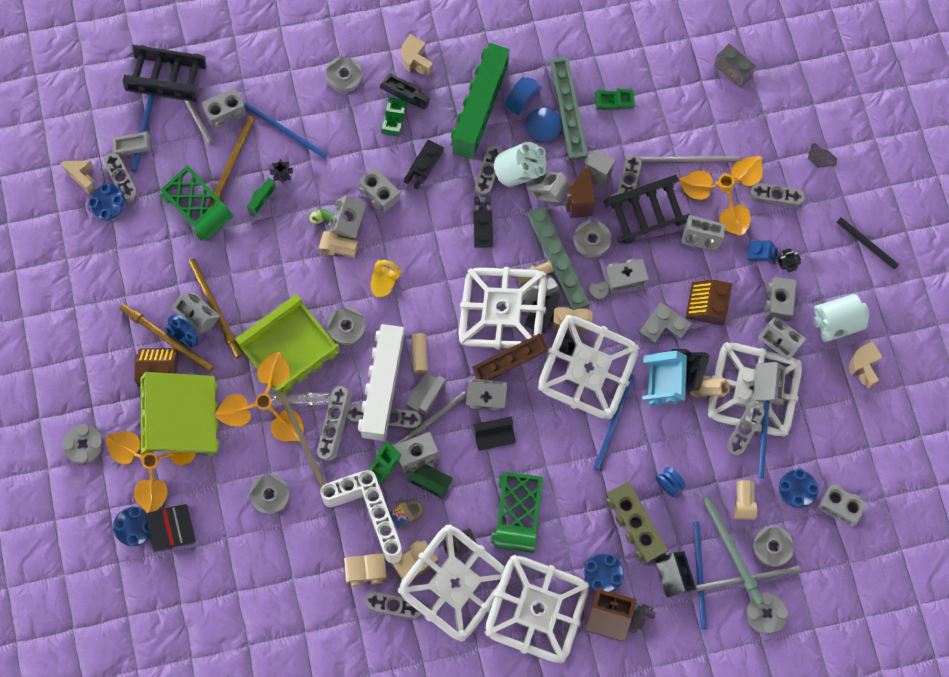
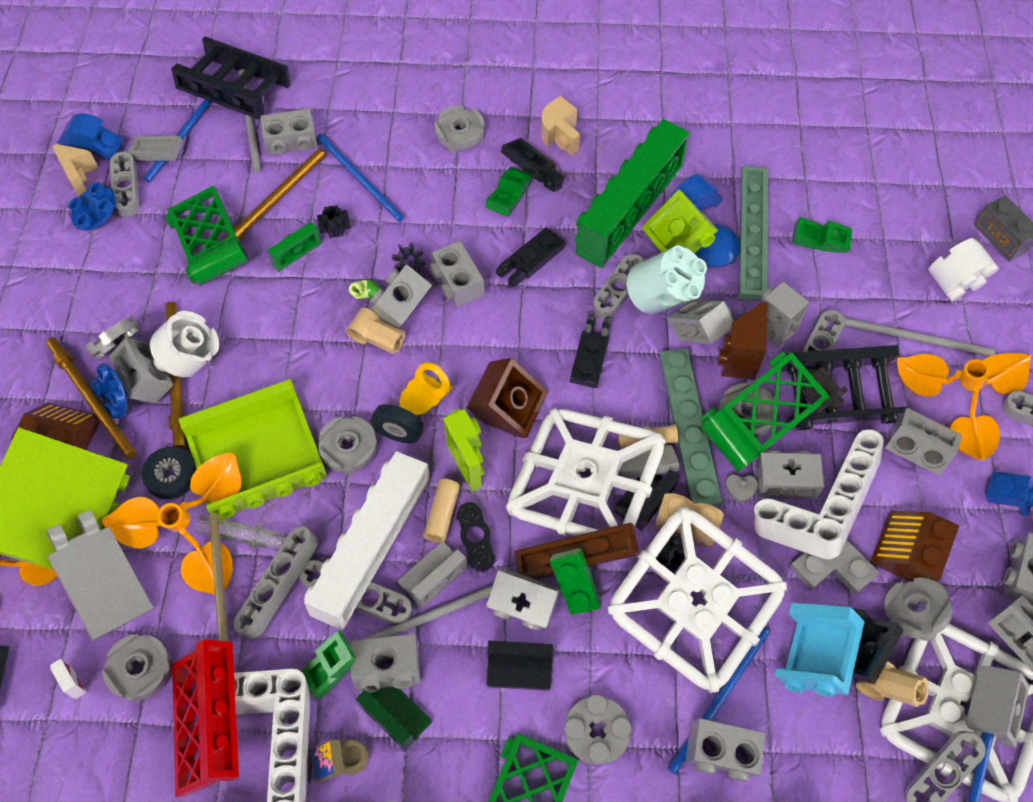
camera: 20 degrees right, 10 degrees down
(77, 146) = (86, 132): none -> blue brick
(166, 294) = (103, 346): none -> light grey plate
(218, 288) = (183, 344): none -> white brick
(226, 449) = (97, 577): none -> light grey tile
(231, 512) = (67, 679): none -> white tile
(232, 366) = (164, 460): none -> black bush
(331, 505) = (216, 723): none -> red fence
(343, 187) = (404, 254): none -> black gear
(375, 305) = (397, 423): none -> black bush
(420, 307) = (464, 445): none -> lime plate
(438, 269) = (507, 397): none -> reddish brown slope
(451, 373) = (480, 552): none -> black piece
(514, 376) = (575, 581): none -> green plate
(519, 121) = (680, 224): none -> lime plate
(547, 447) = (596, 711): none -> light grey plate
(590, 262) = (732, 435): none -> green piece
(622, 444) = (725, 741): none -> light grey brick
(635, 216) = (829, 386): none -> clear smoke bracket
(659, 286) = (843, 500): none -> white beam
(710, 105) = (963, 269): none -> white brick
(724, 345) = (924, 623): none -> light grey plate

